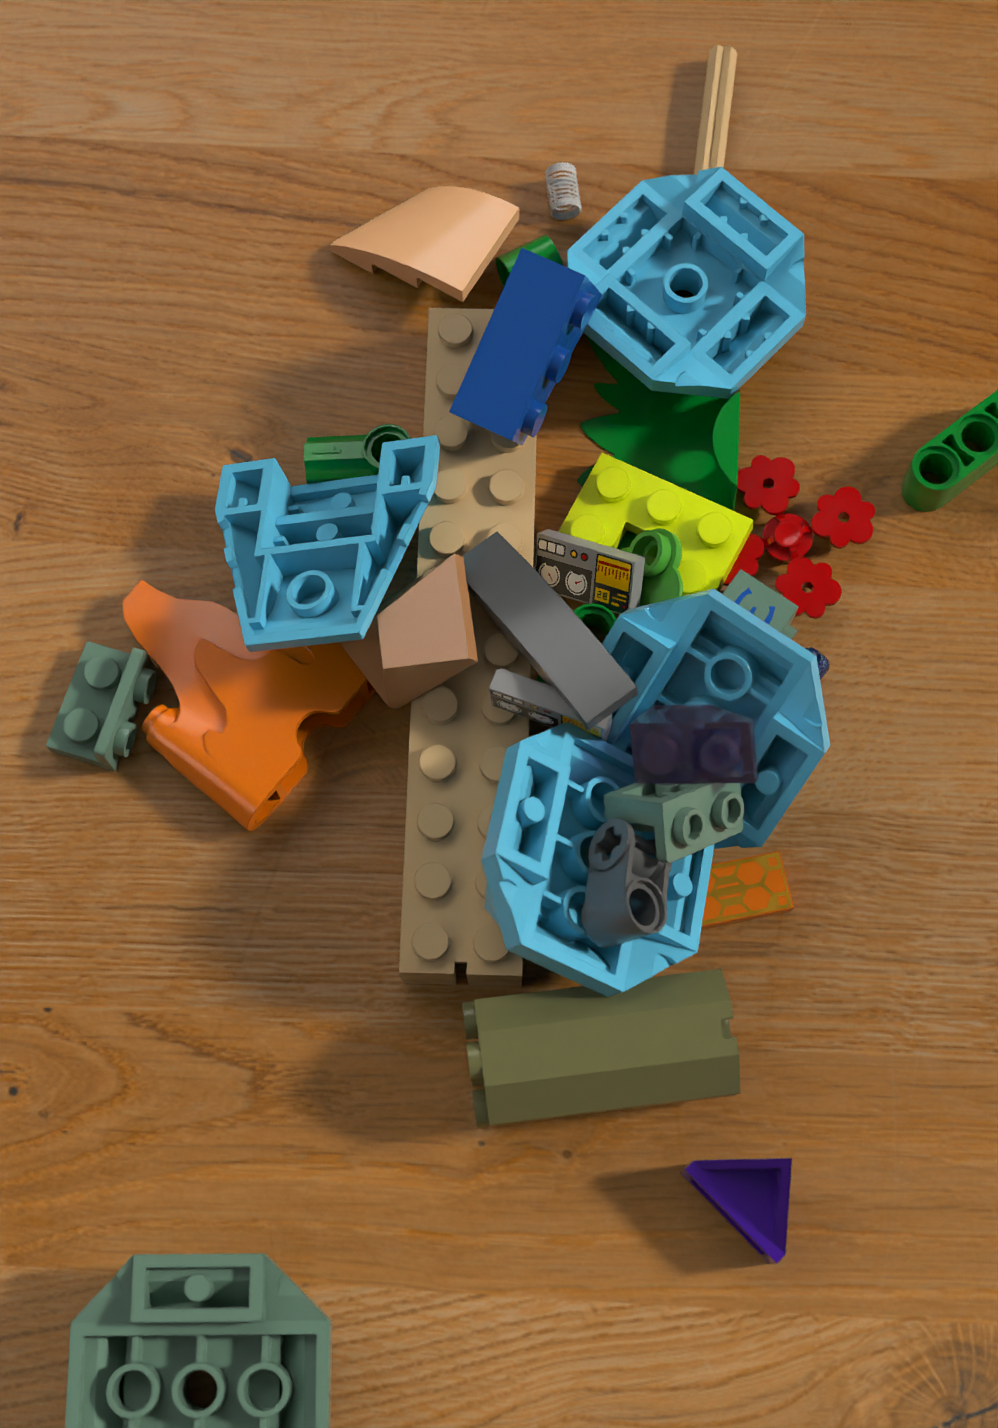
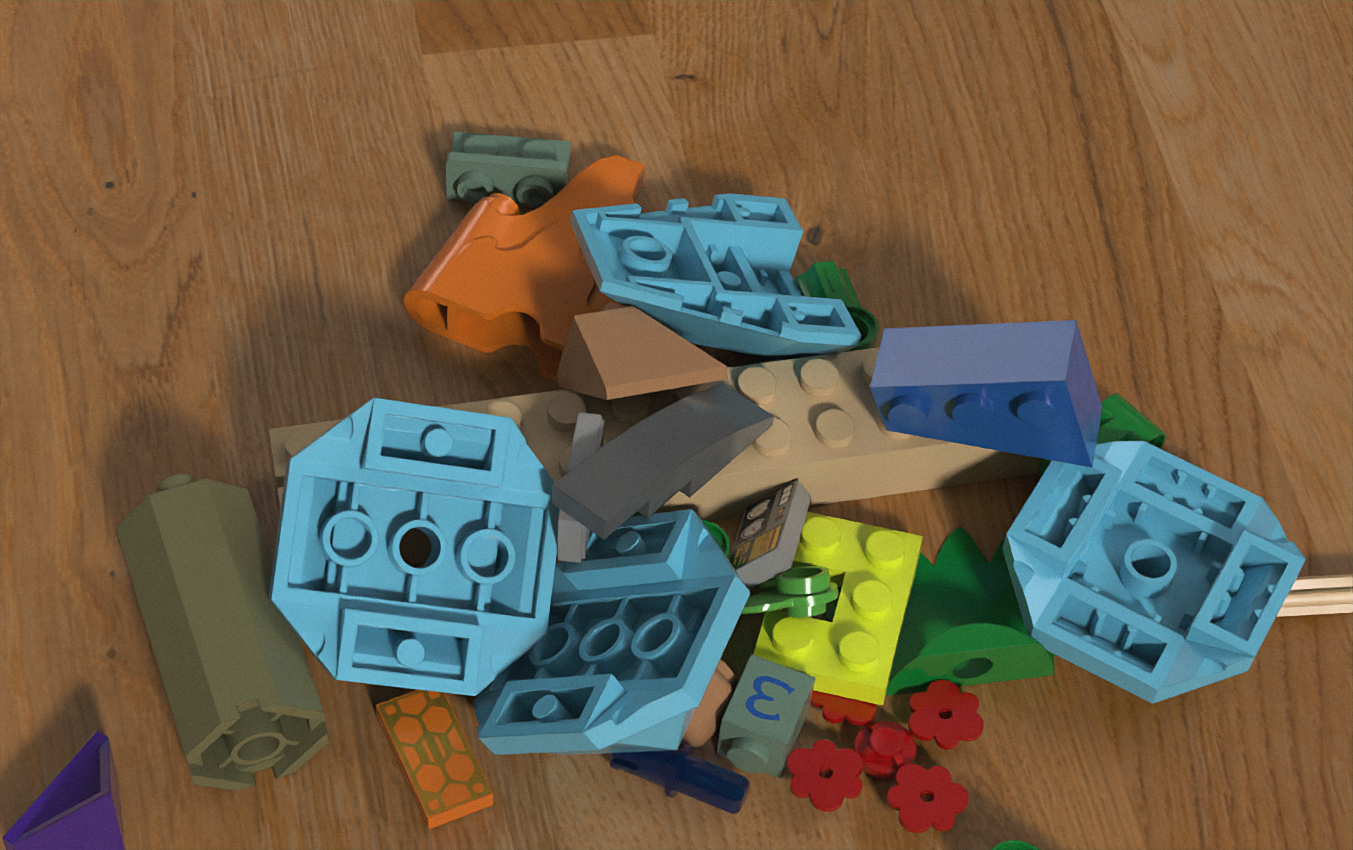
camera: 70 degrees right, 20 degrees down
(433, 238) = (1125, 338): light nougat slope -> none
(571, 179) = (1247, 450): white piece -> none
(625, 891) = (401, 569): dark grey piece -> none
(681, 814) = (488, 623): sand green bracket -> none
(693, 745) = (564, 611): clear purple slope -> none

